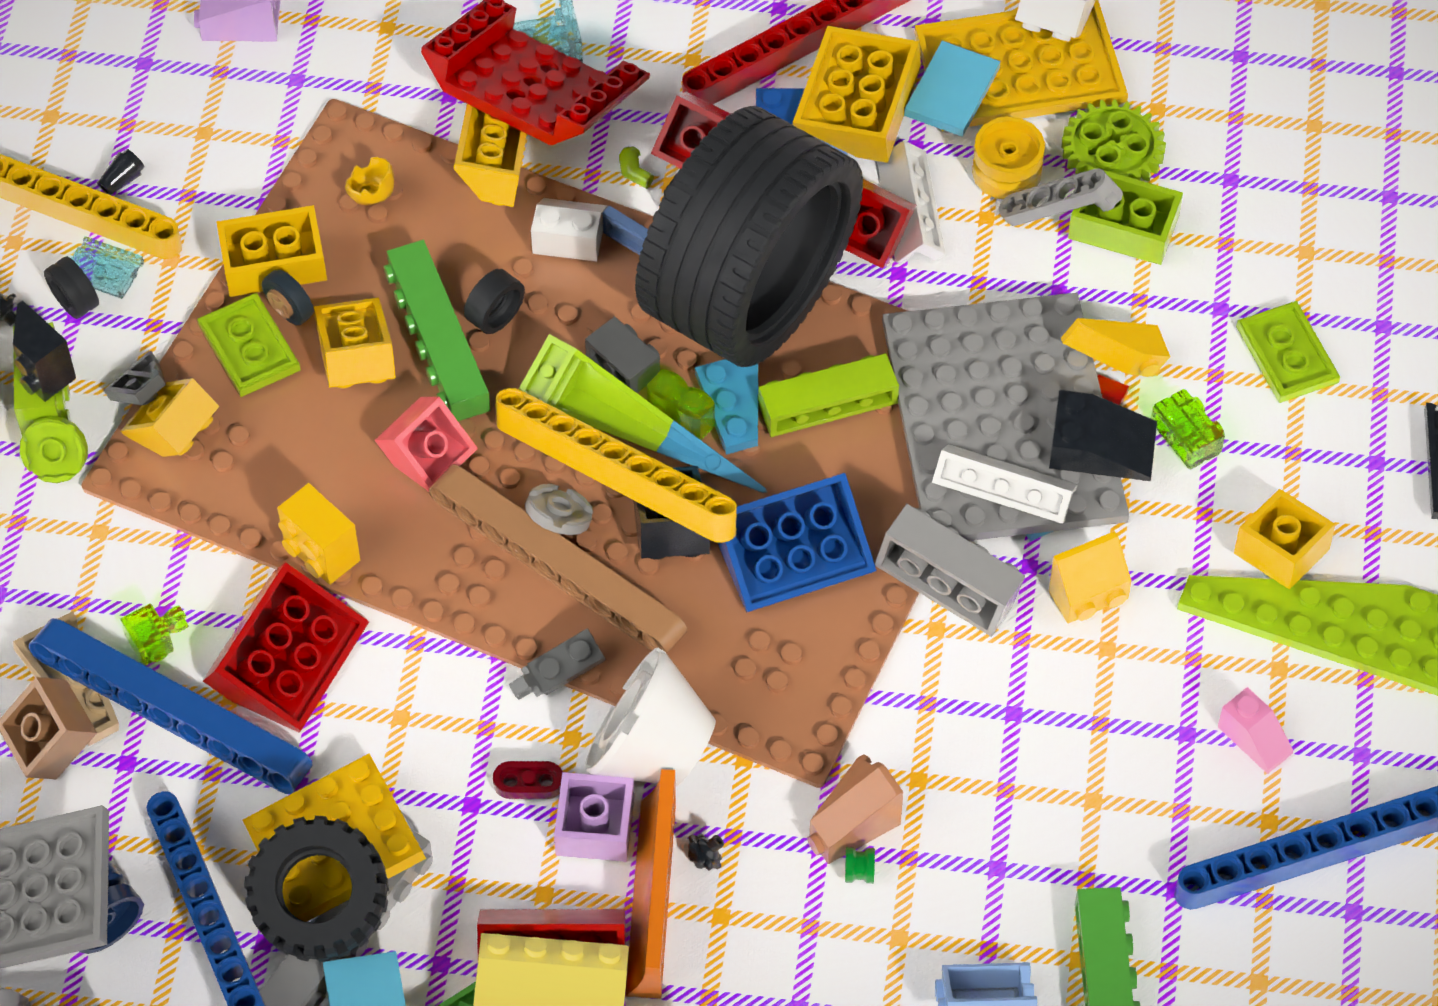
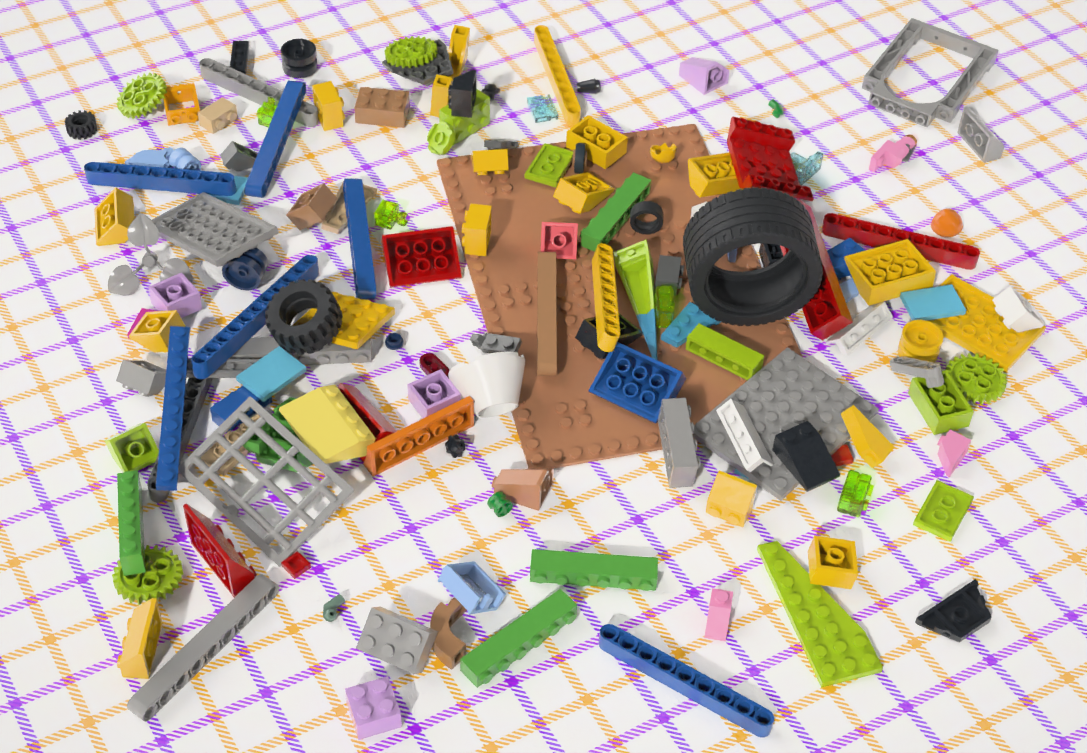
camera: 50 degrees right, 10 degrees down
(71, 287) = (518, 100): black tyre -> none
(421, 791) = (394, 341): none -> dark blue plate
(559, 510) = (570, 297): light grey tile -> none
(1066, 827) = (594, 569): none -> bright green brick
(1210, 267) = (952, 450): none -> bright pink slope

